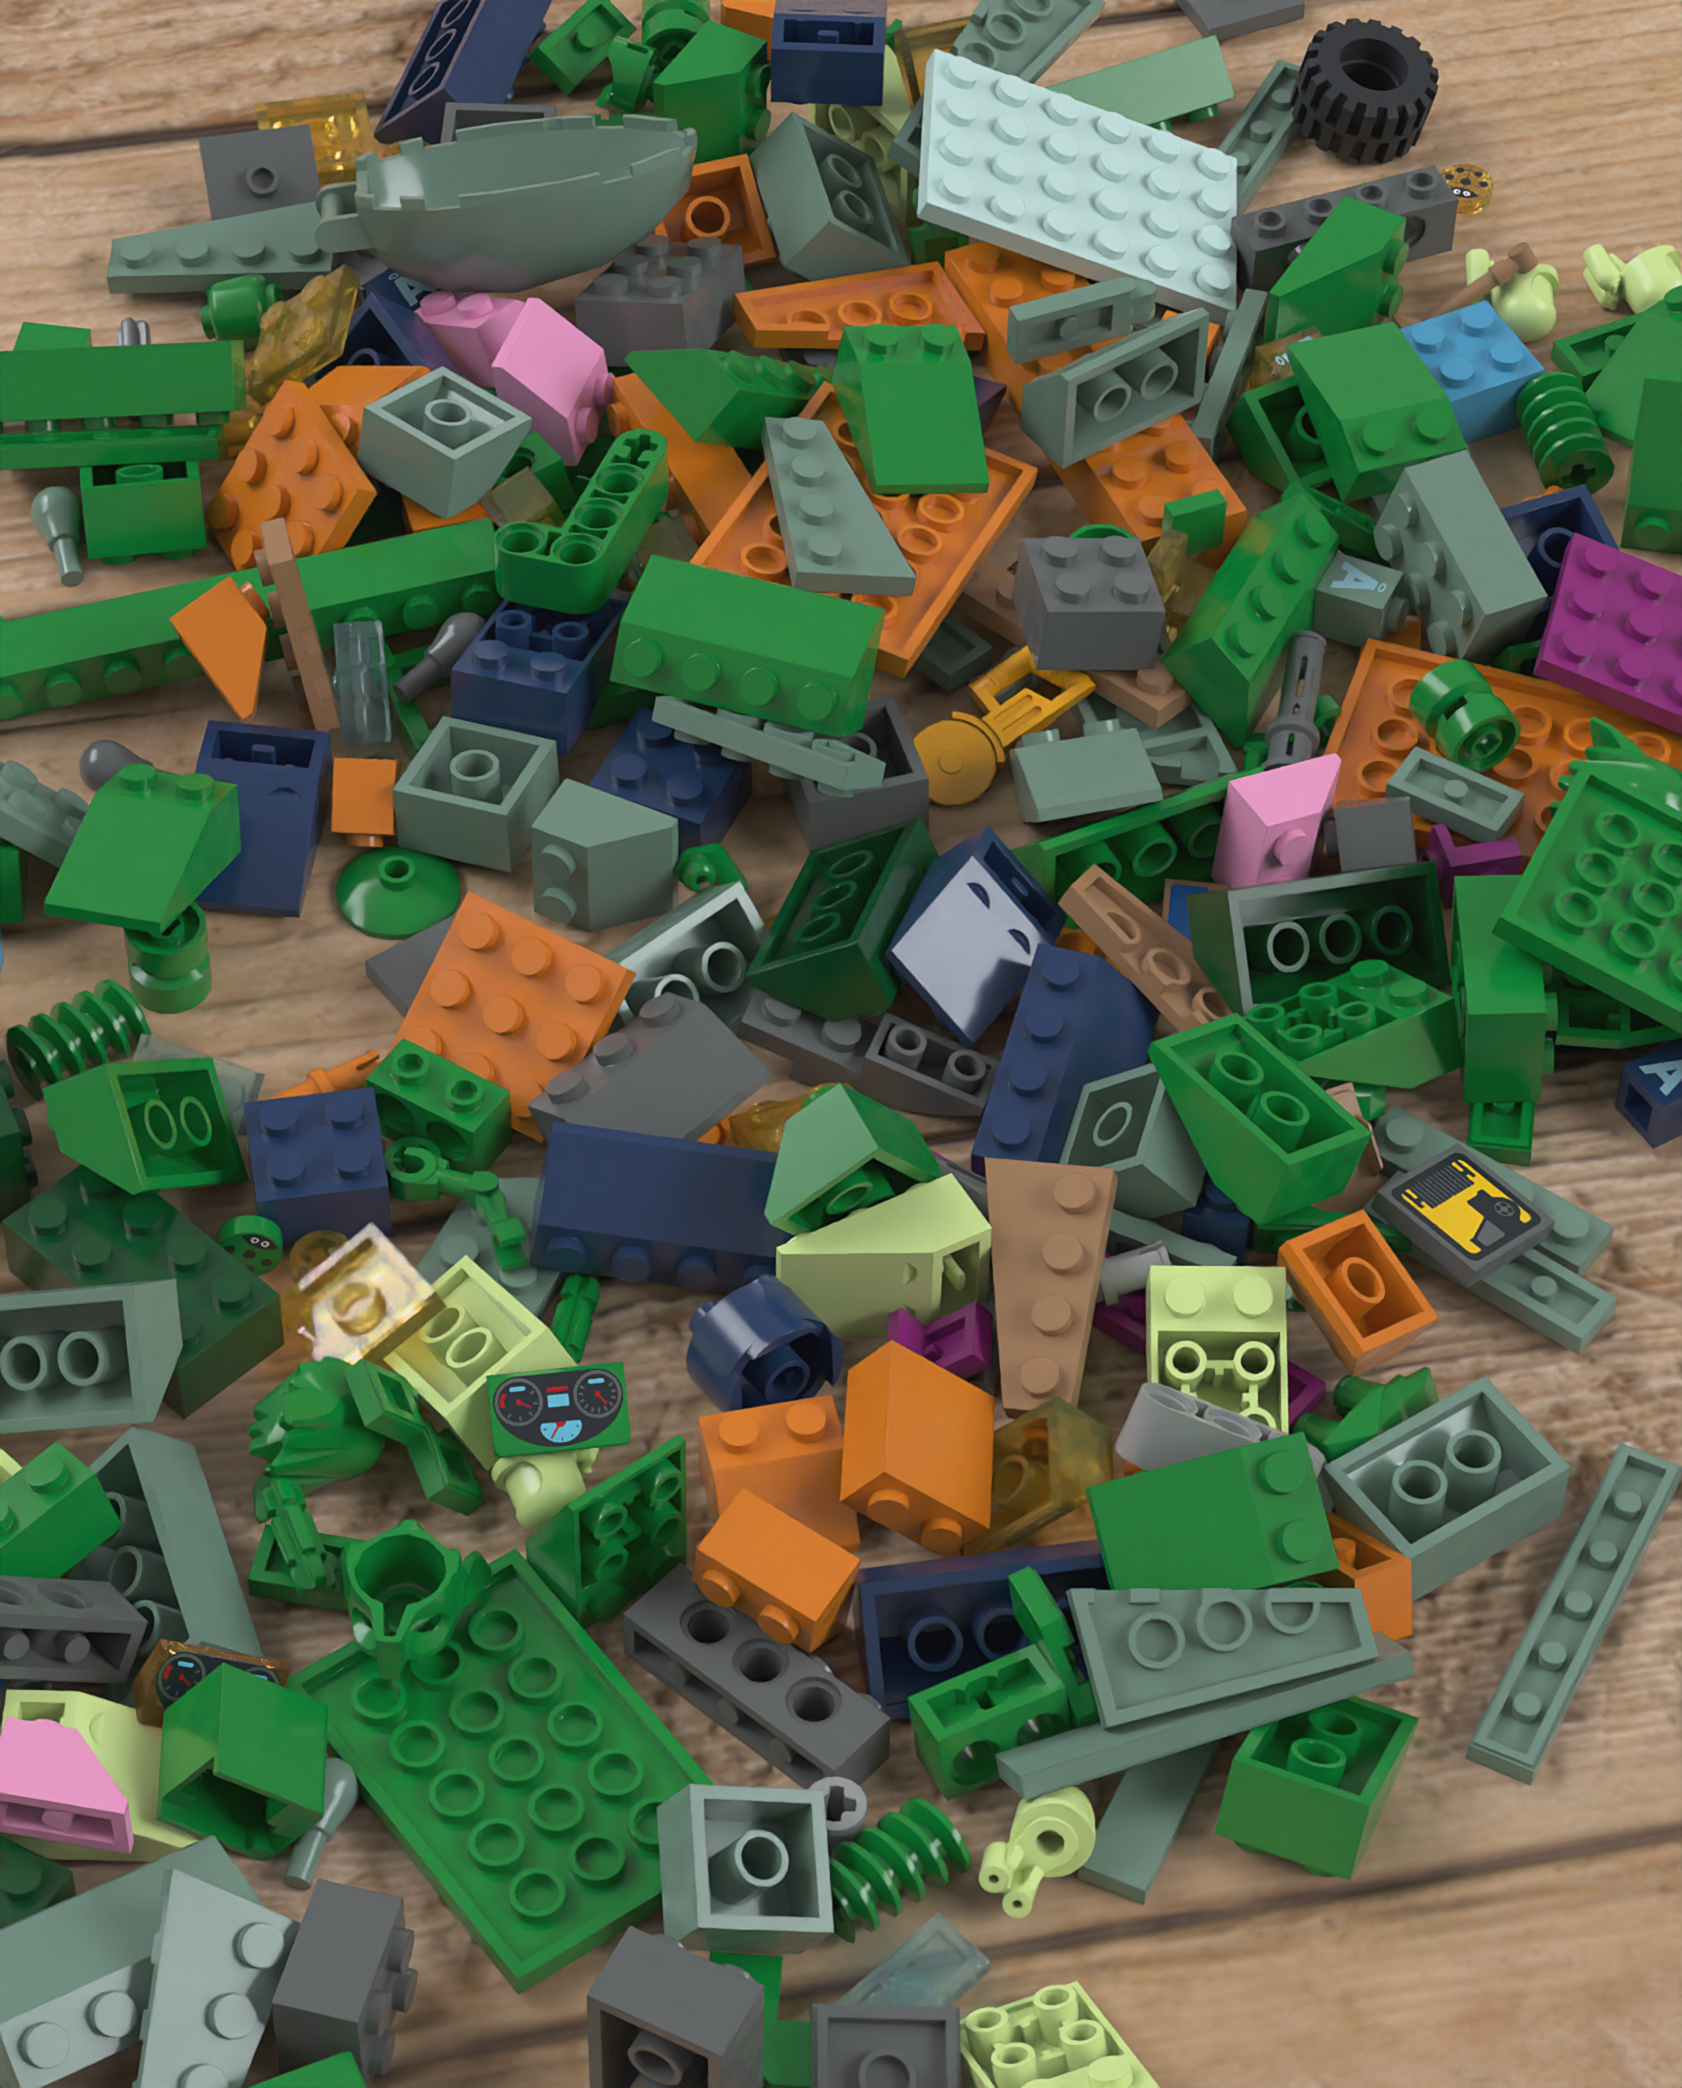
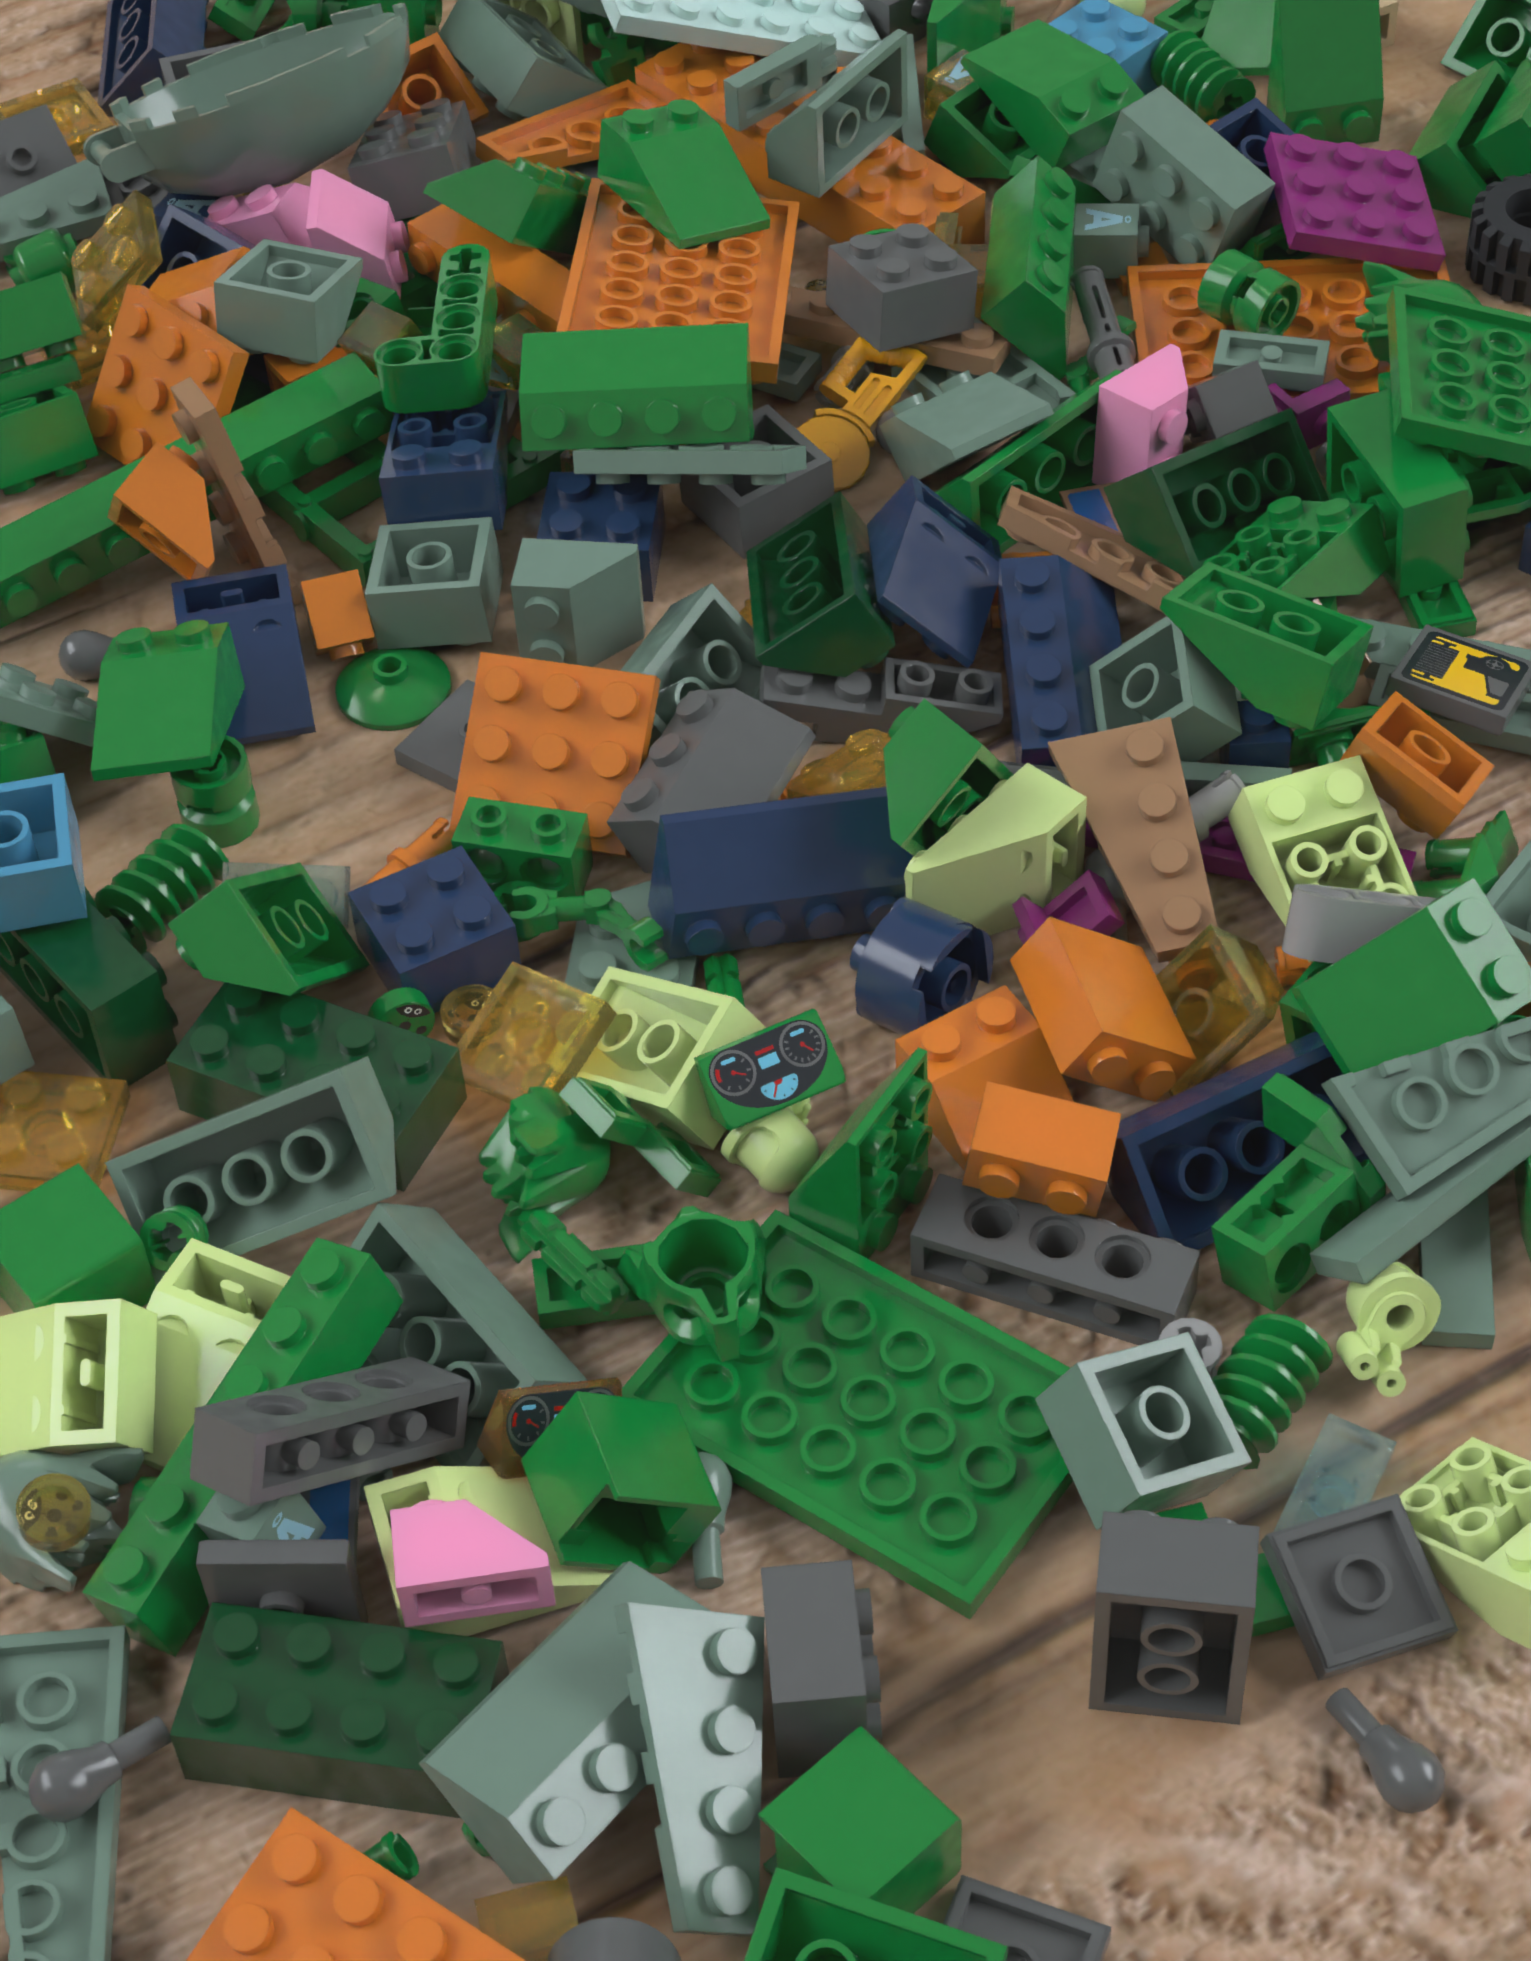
camera: 15 degrees left, 0 degrees up
(361, 682) = (292, 520): clear light blue plate -> none
(441, 656) = (357, 479): dark grey piece -> none
(708, 864) = (665, 585): green arm -> none
(826, 518) = (653, 272): sand green wing -> none
(1199, 517) = (954, 197): green tile -> none

